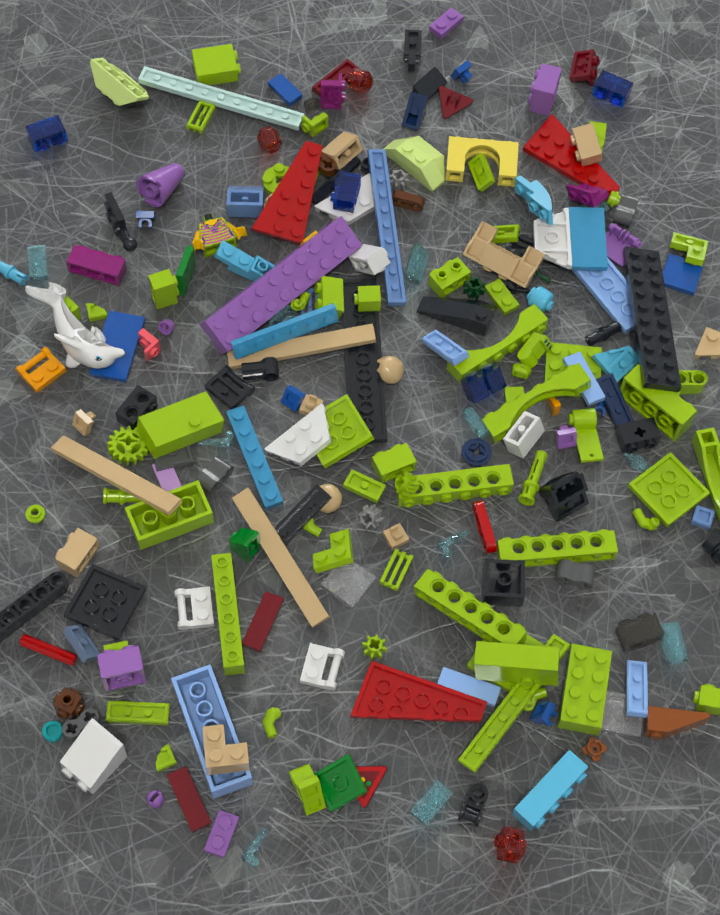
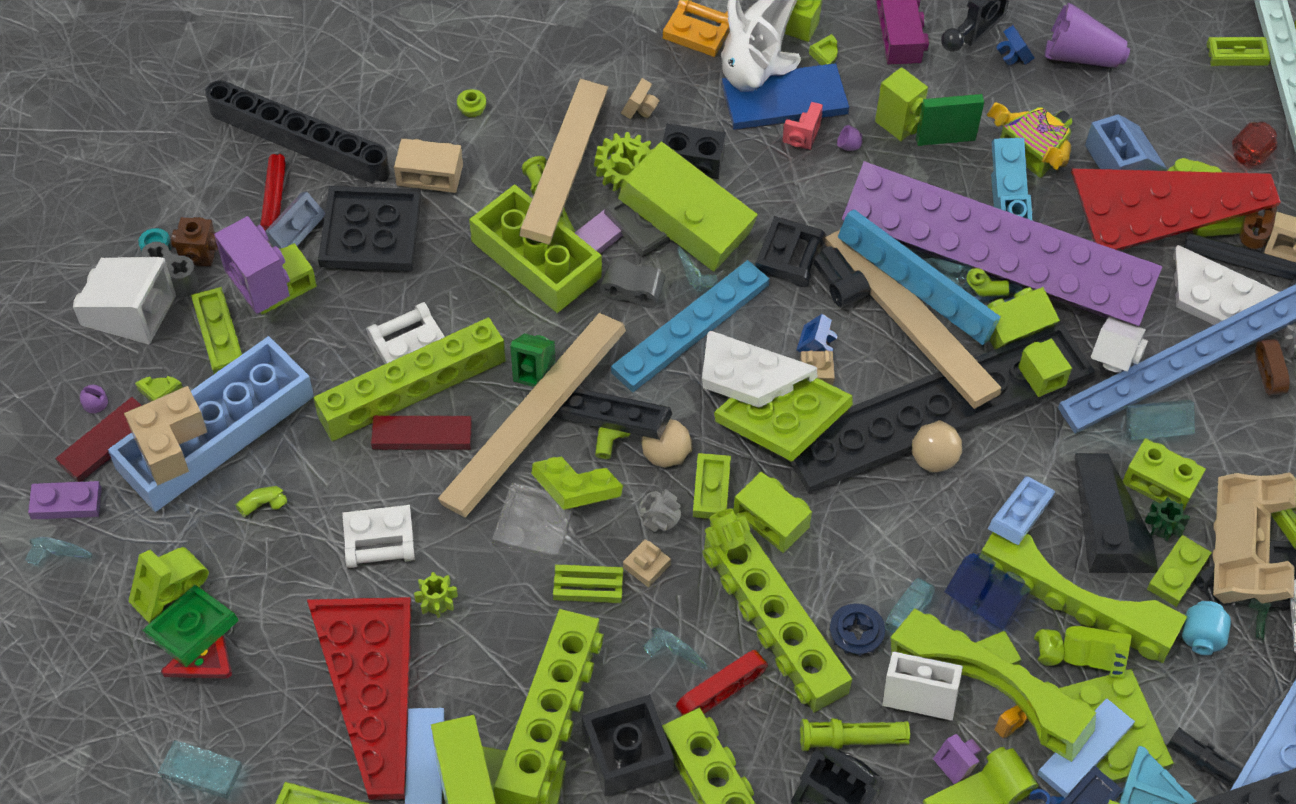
camera: 70 degrees right, 5 degrees down
(347, 189) = (1234, 264): clear blue piece -> none

